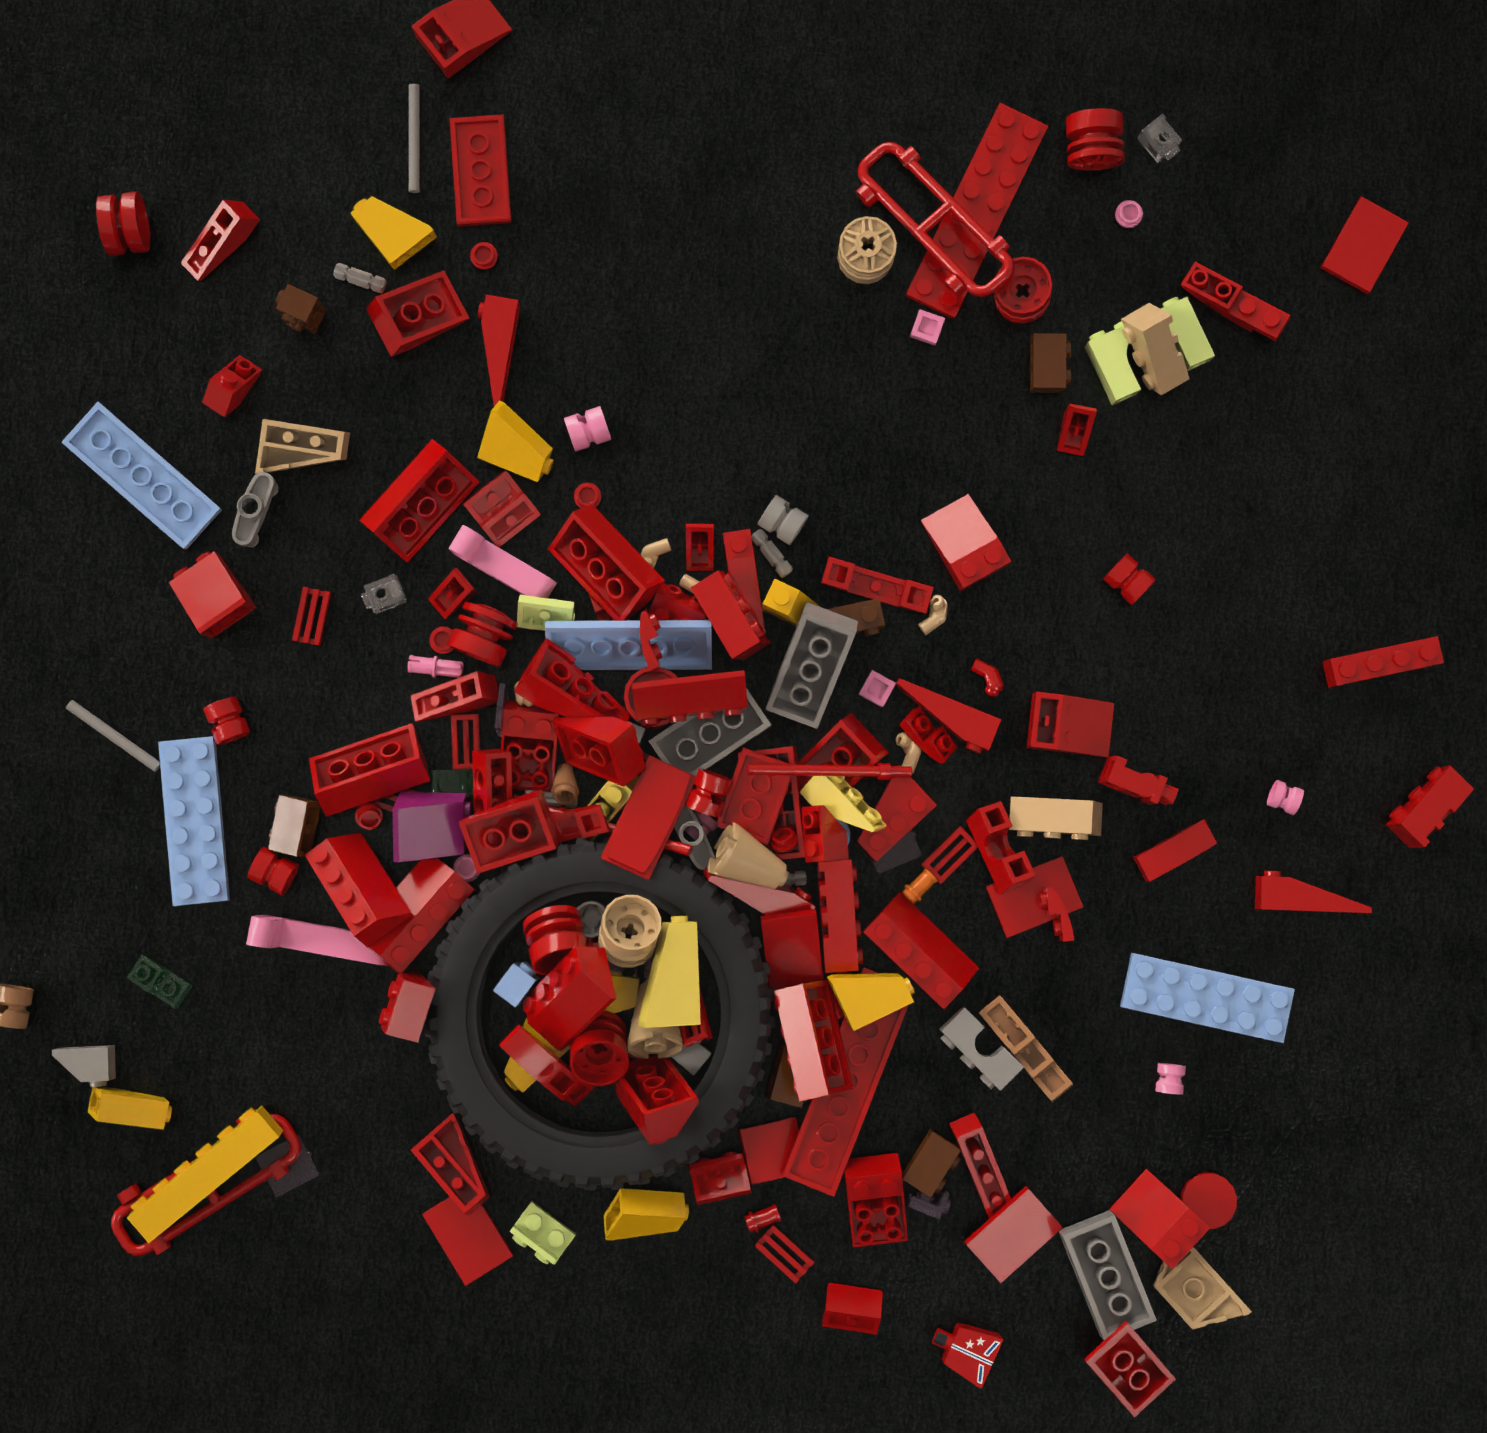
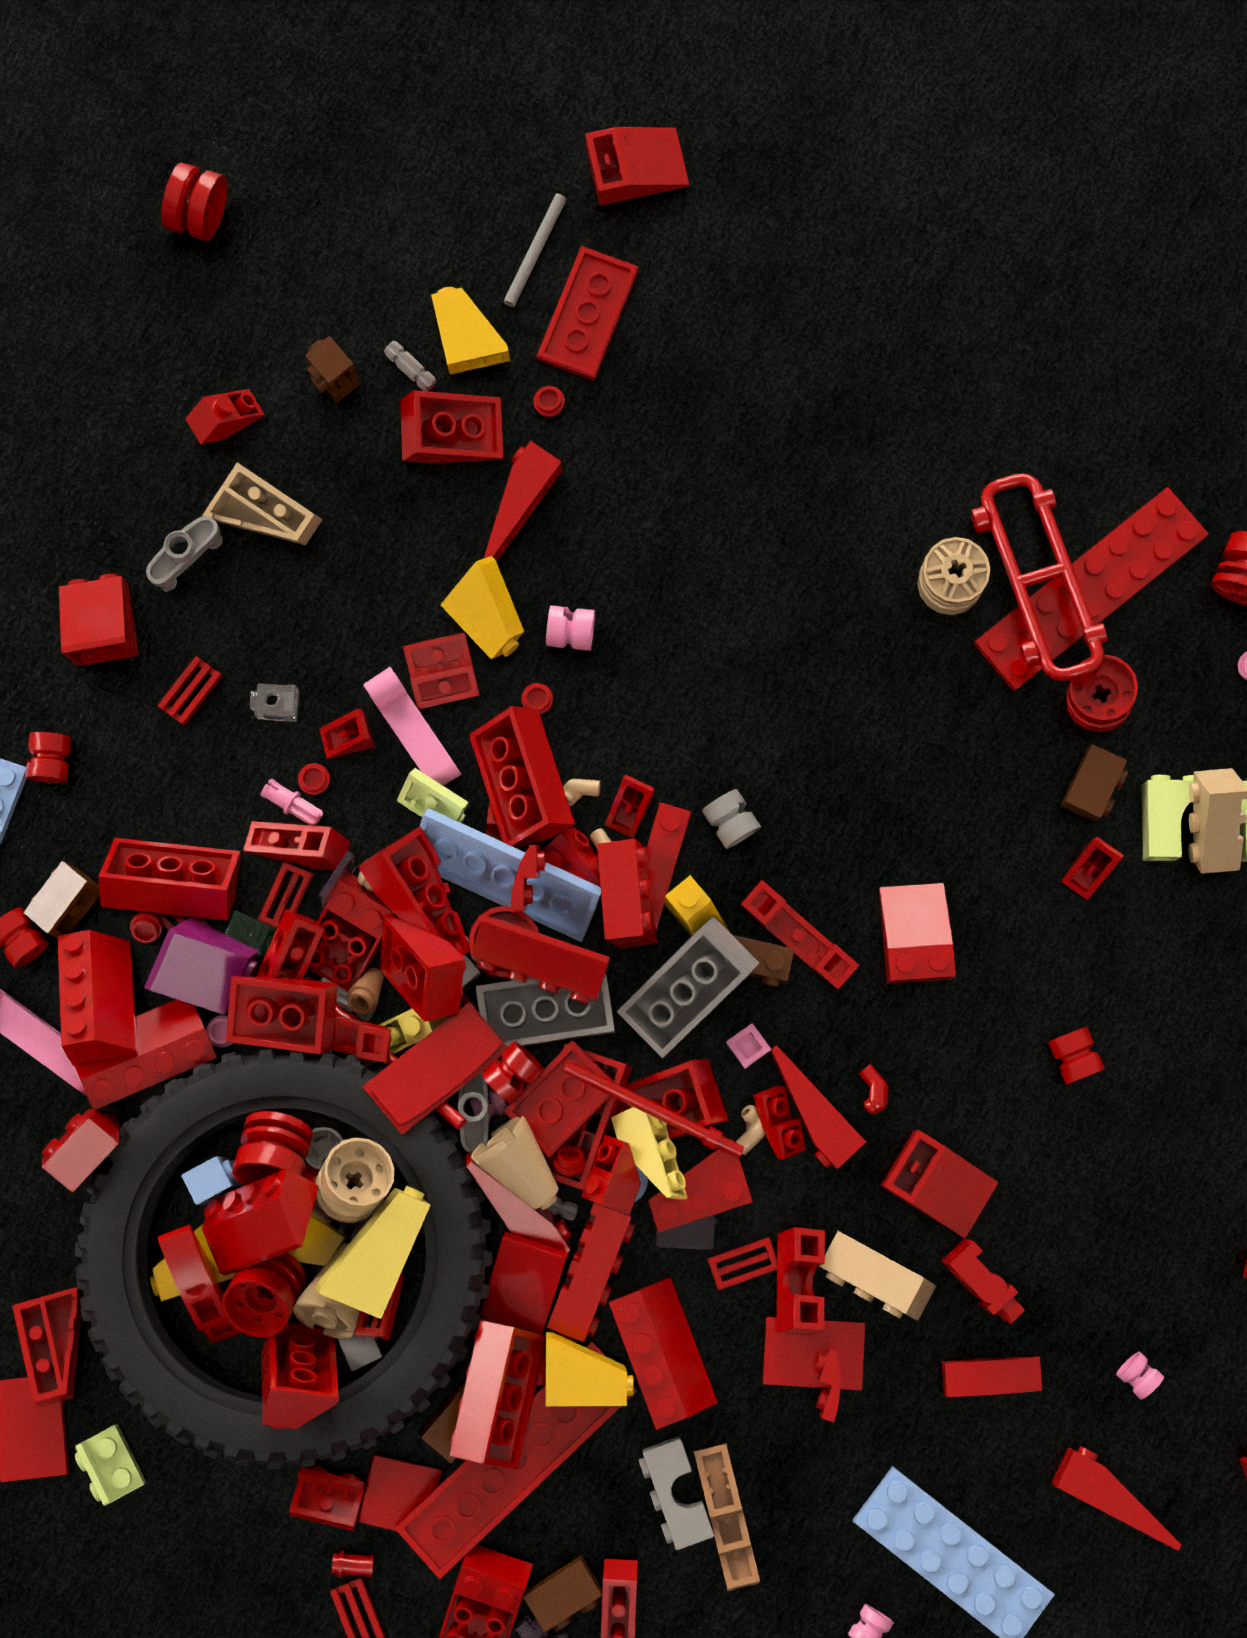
camera: 35 degrees right, 5 degrees down
(141, 476) = (87, 466): light blue plate -> none
(220, 237) = (287, 260): red slope -> none
(419, 500) = (359, 622): red slope -> none
(482, 633) = (356, 791): red wheel -> none
(644, 1213) = (228, 1497): yellow slope -> none
(771, 553) = (703, 848): light grey axle -> none
(919, 886) = (694, 1281): orange pin -> none
(927, 327) = (981, 686): bright pink tile -> none
(937, 614) = (850, 996): tan arm -> none

